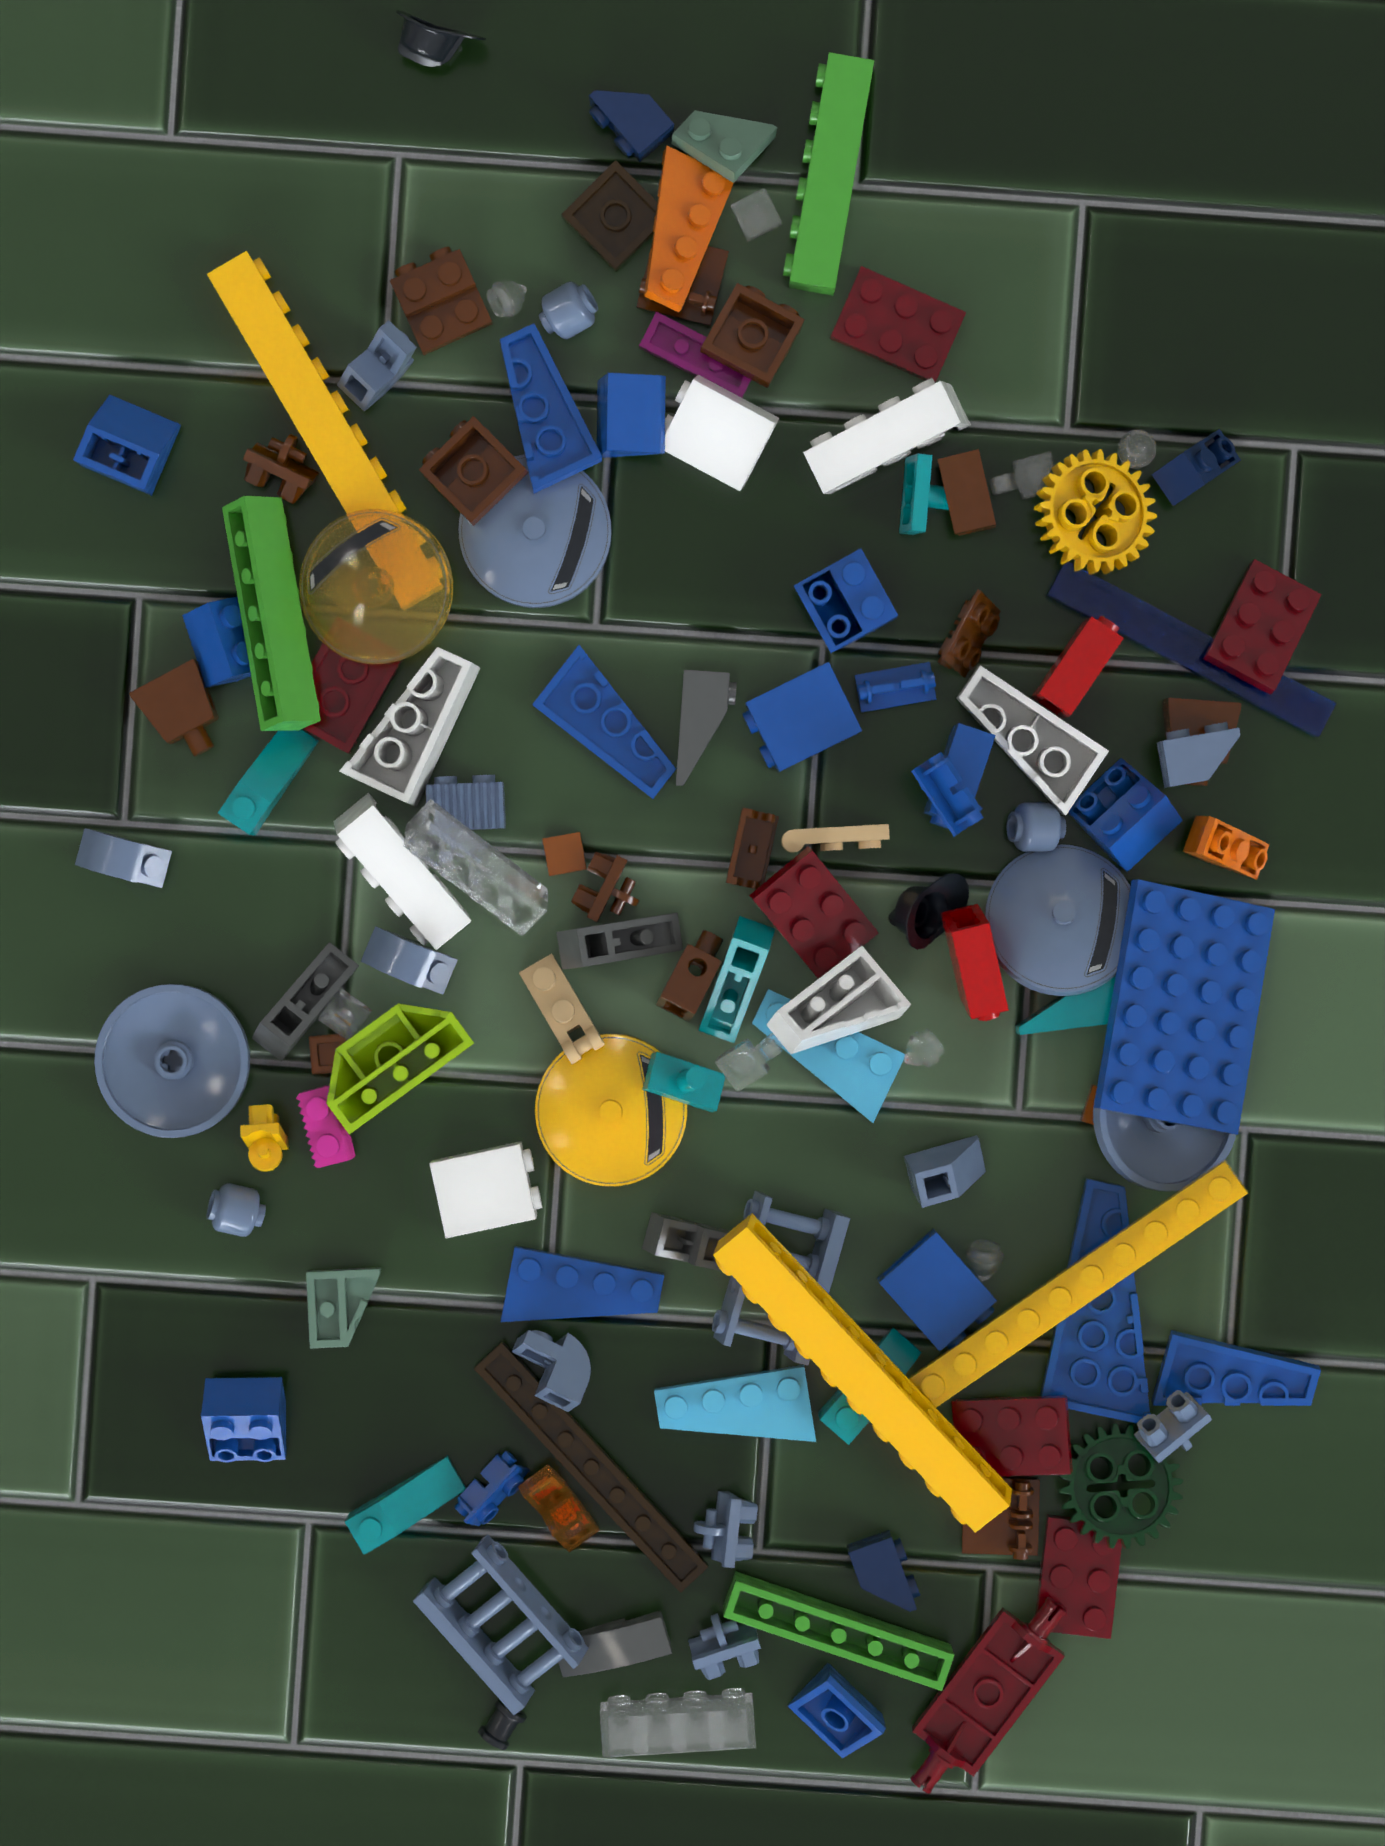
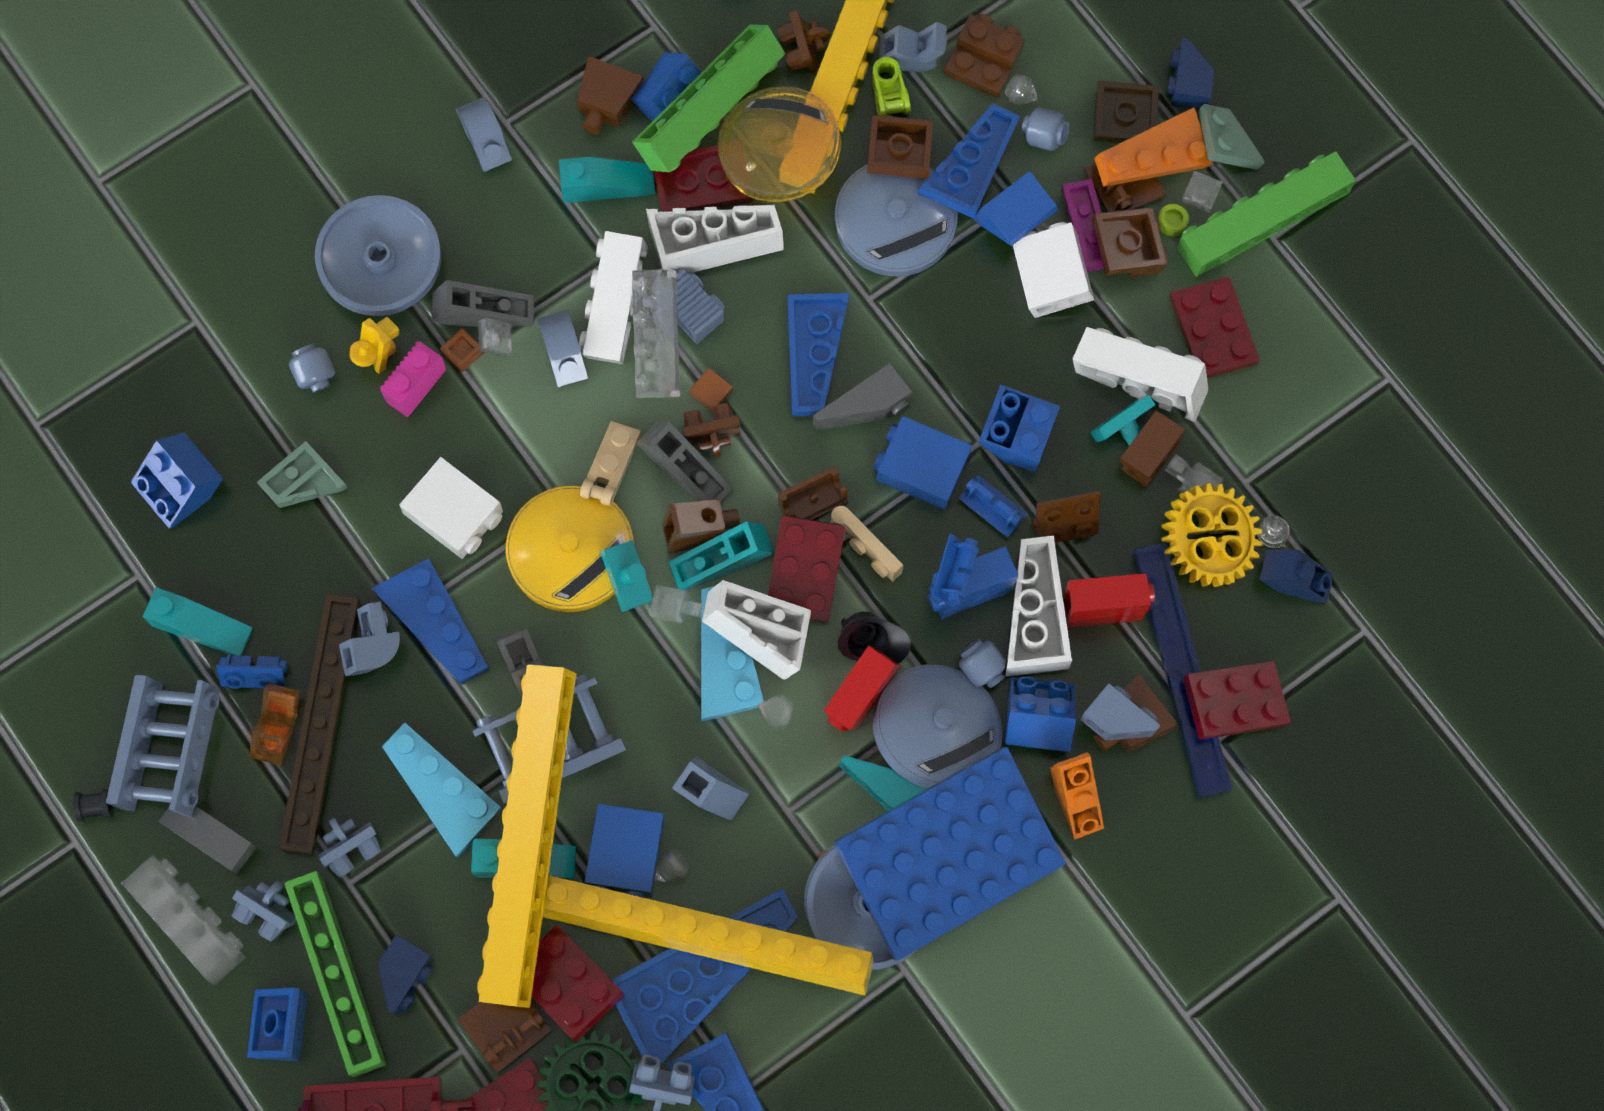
camera: 45 degrees right, 15 degrees down
(391, 1060) = (487, 383): lime wedge -> none
(403, 428) = (890, 94): none -> lime piece
(759, 267) = (1173, 219): none -> lime tile

